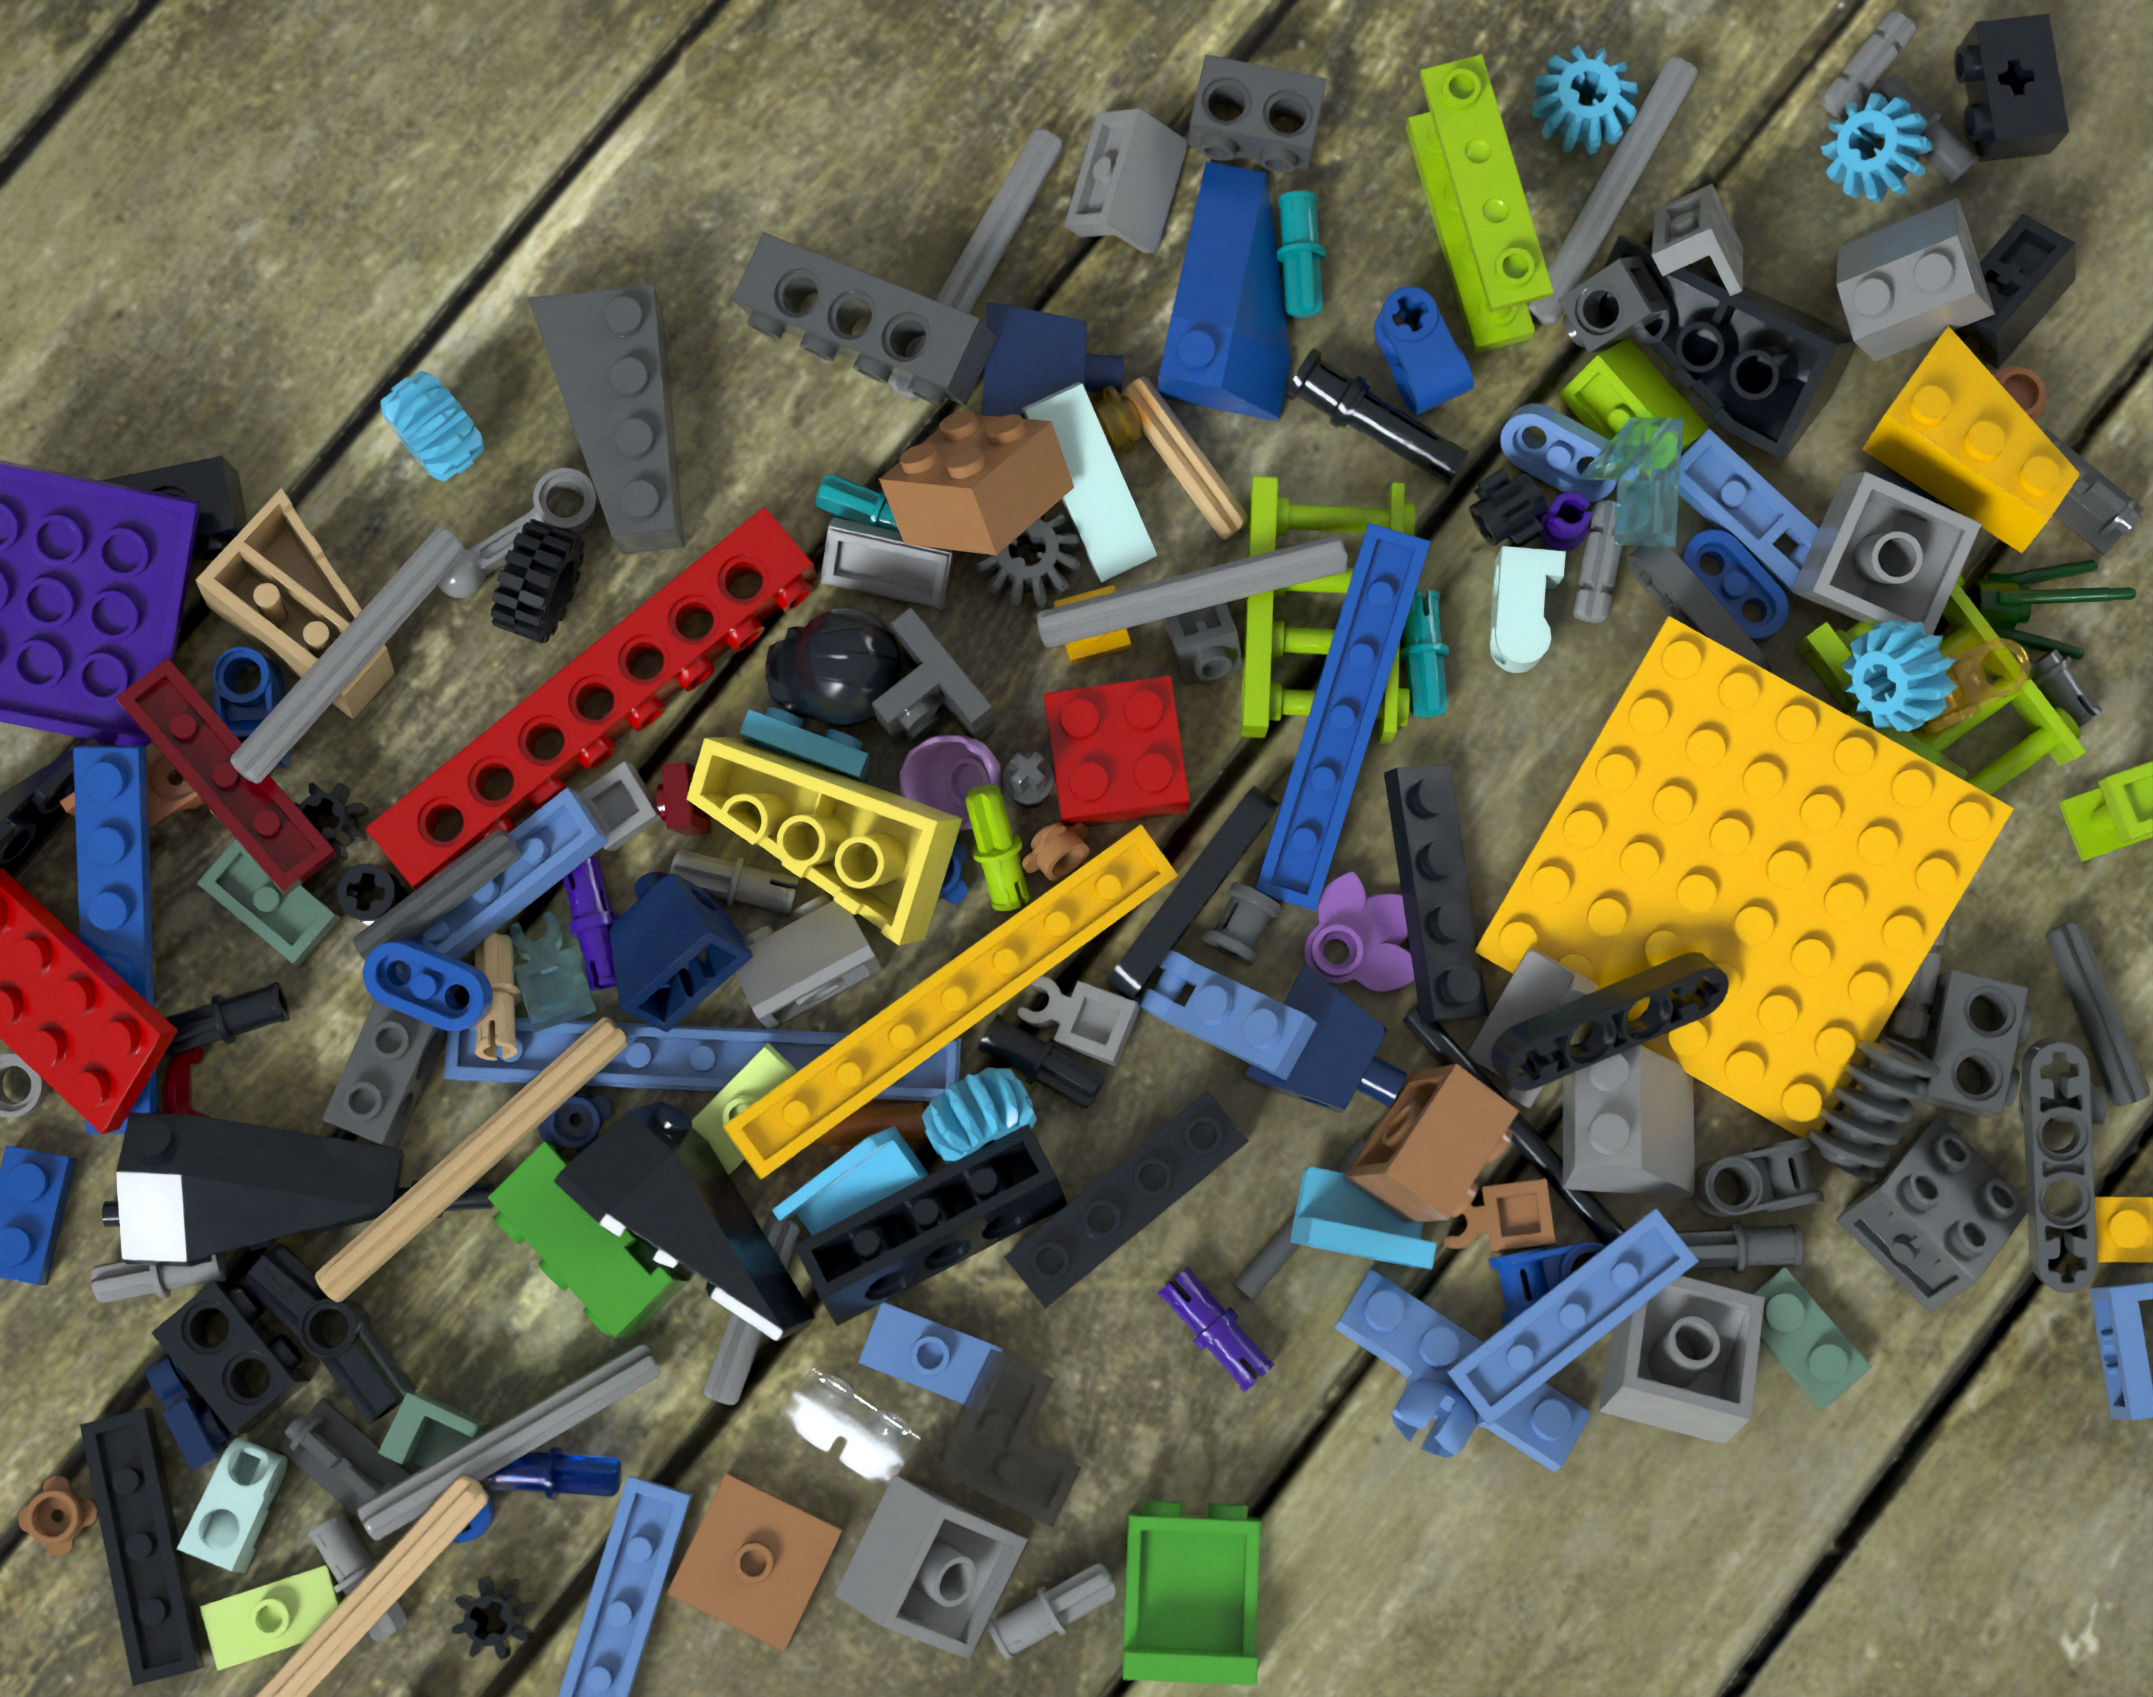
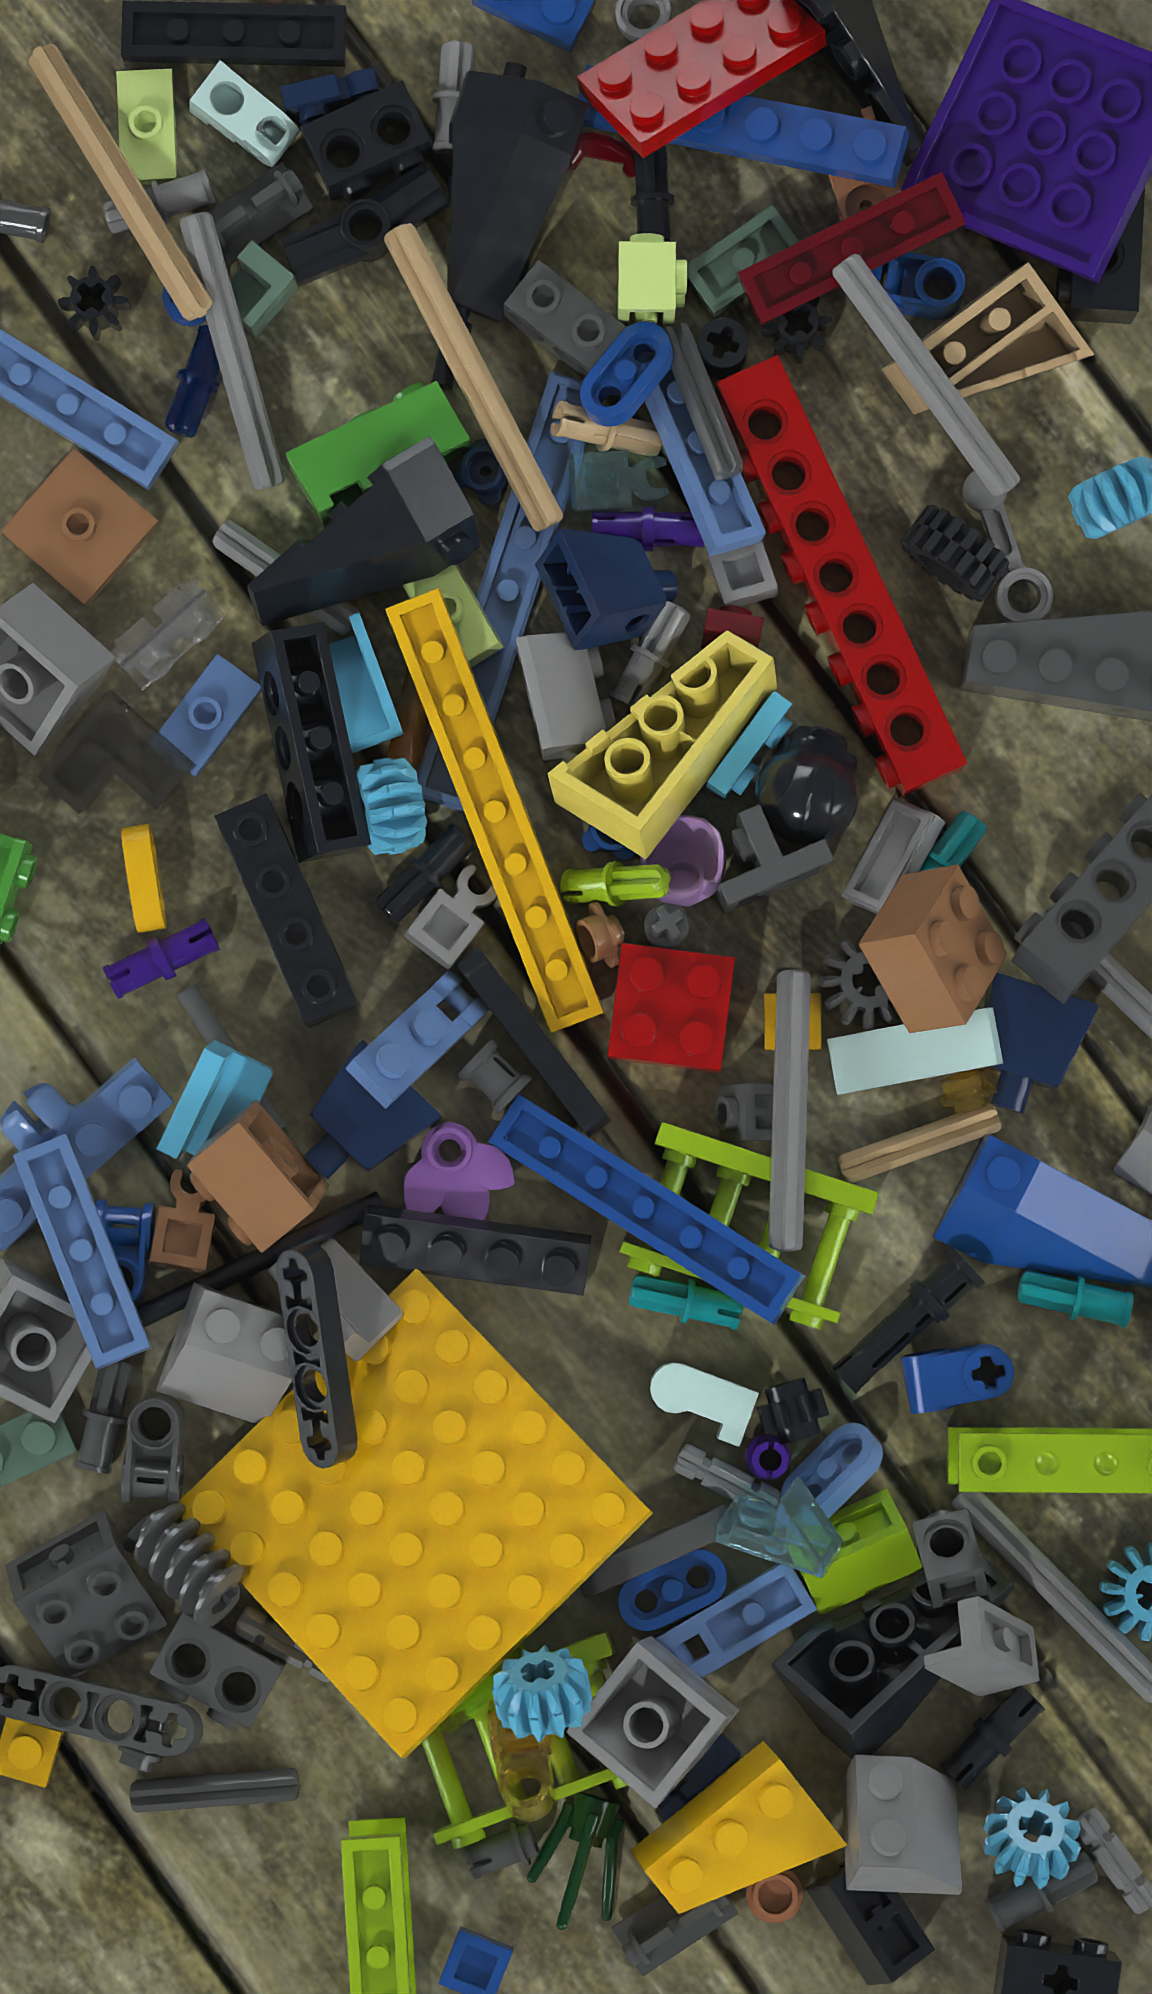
camera: 105 degrees right, 5 degrees up
(316, 990) = (649, 280): none -> yellowish green brick
(1132, 1373) = (143, 878): none -> yellow beam
(1782, 220) = (992, 1737): none -> black pin

